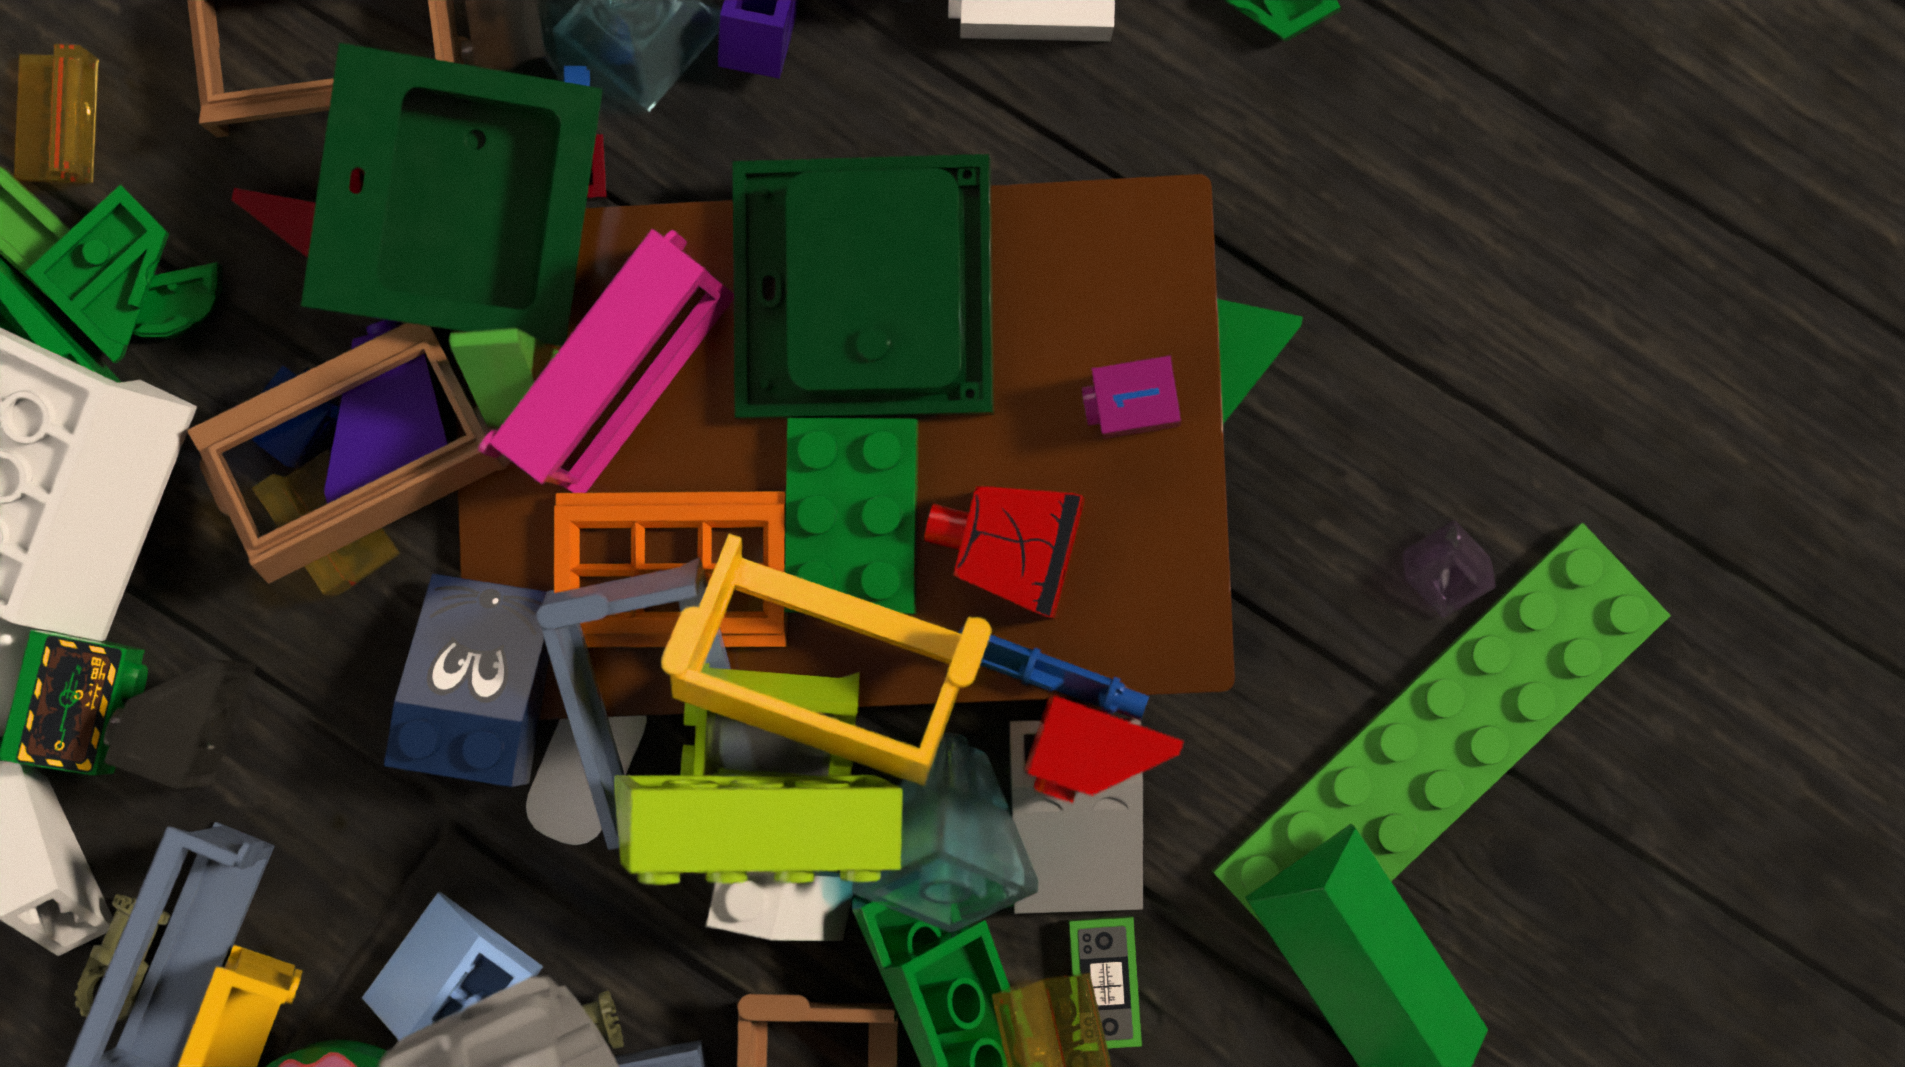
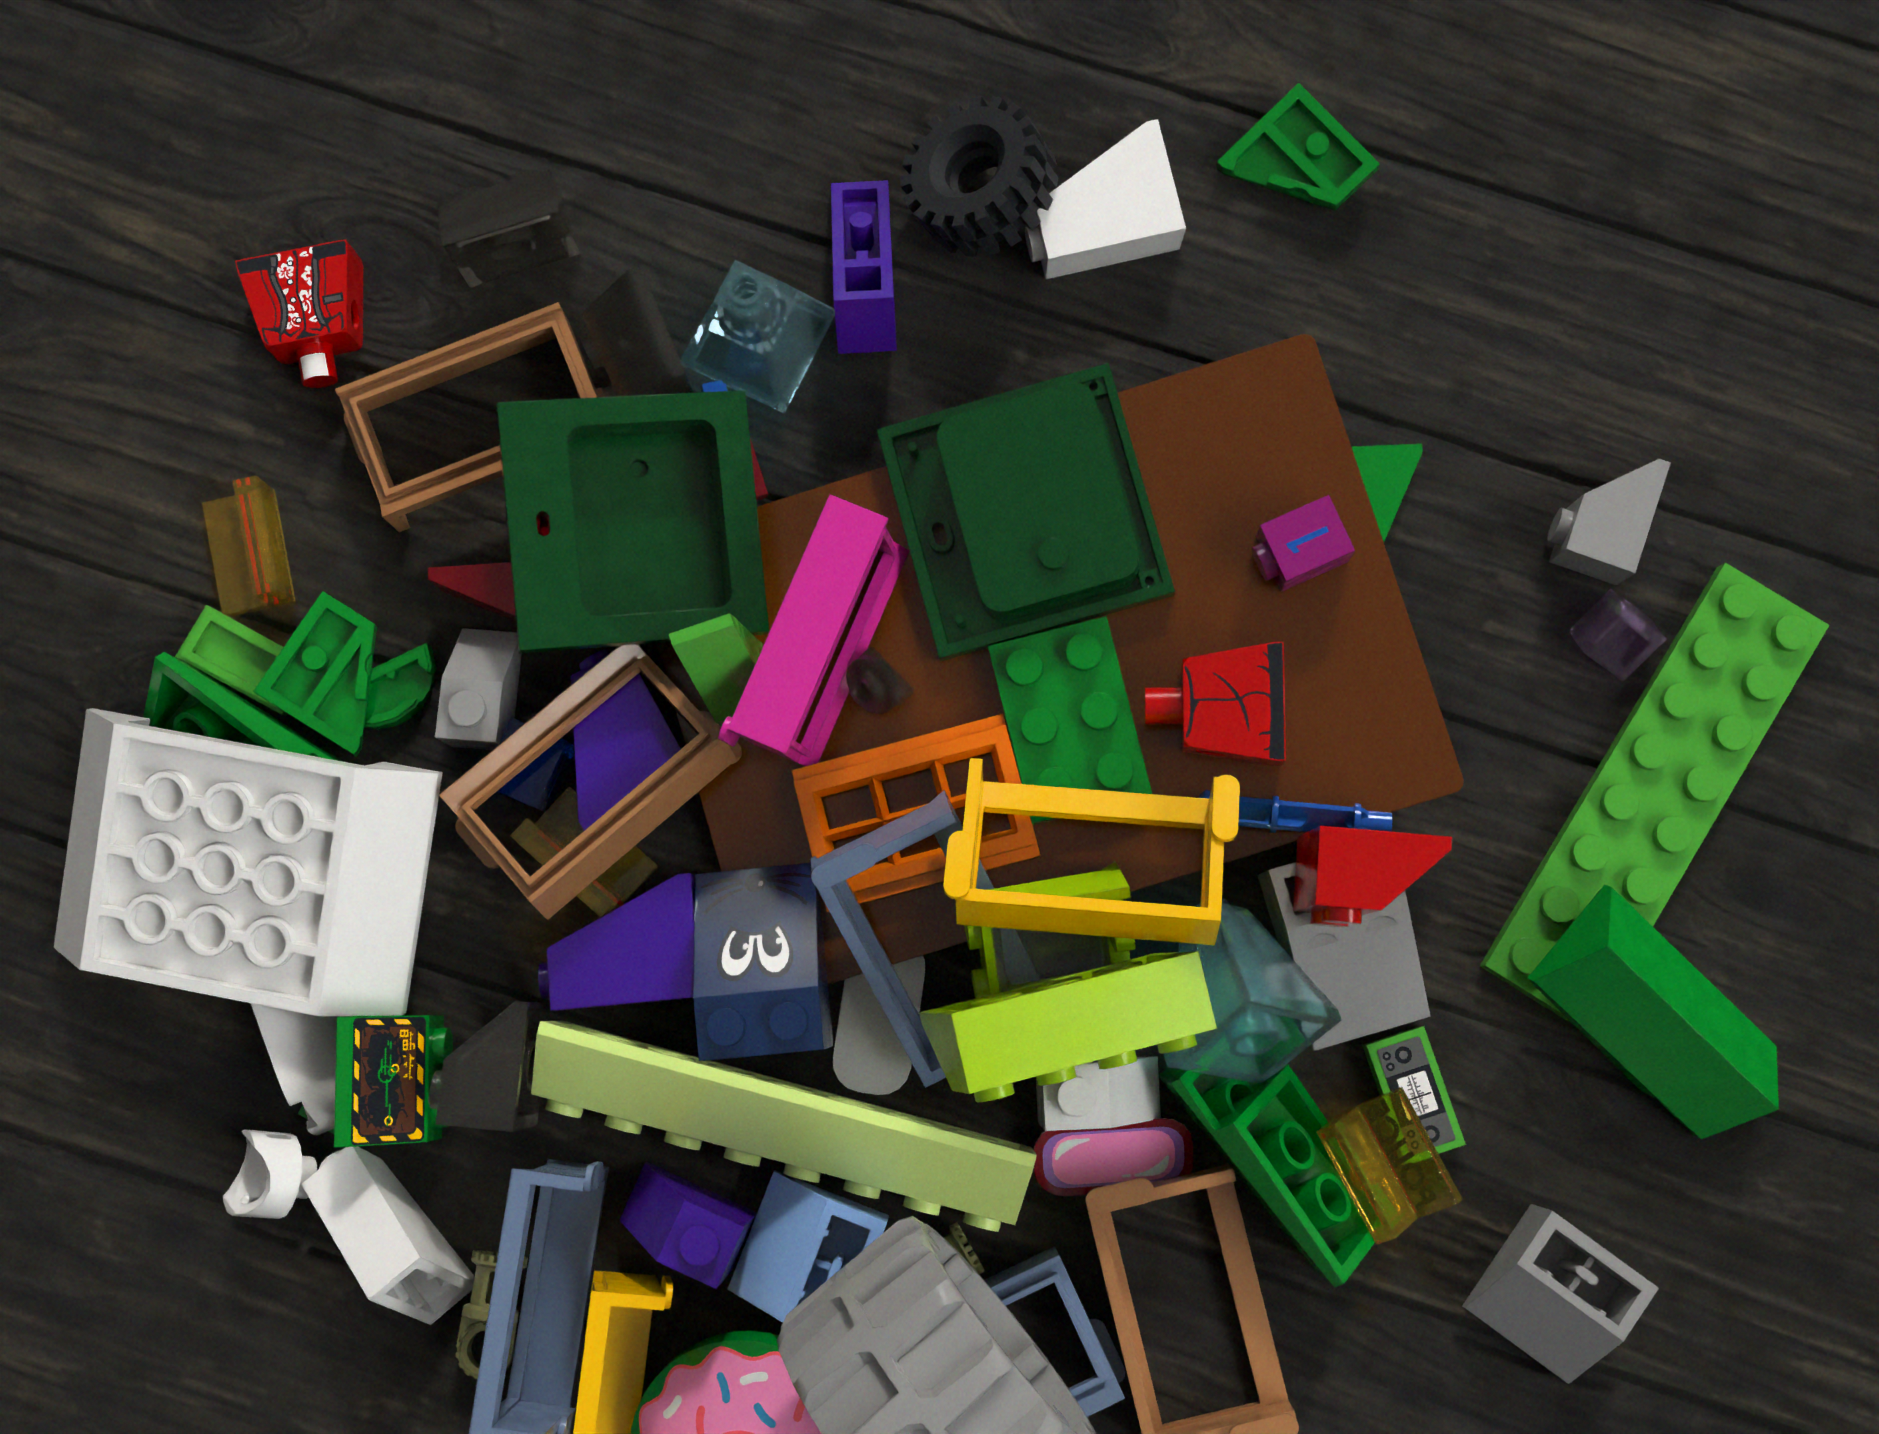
camera: 10 degrees left, 5 degrees down
(257, 325) = (479, 689): none -> light grey slope
(335, 925) = (686, 1225): none -> dark purple slope
(342, 638) = (627, 955): none -> dark purple slope
(455, 845) = (781, 1122): none -> yellowish green slope
(665, 426) = (876, 683): none -> clear smoke plate
(806, 968) = (1092, 1158): none -> sticker
(1471, 452) = (1609, 525): none -> light grey slope

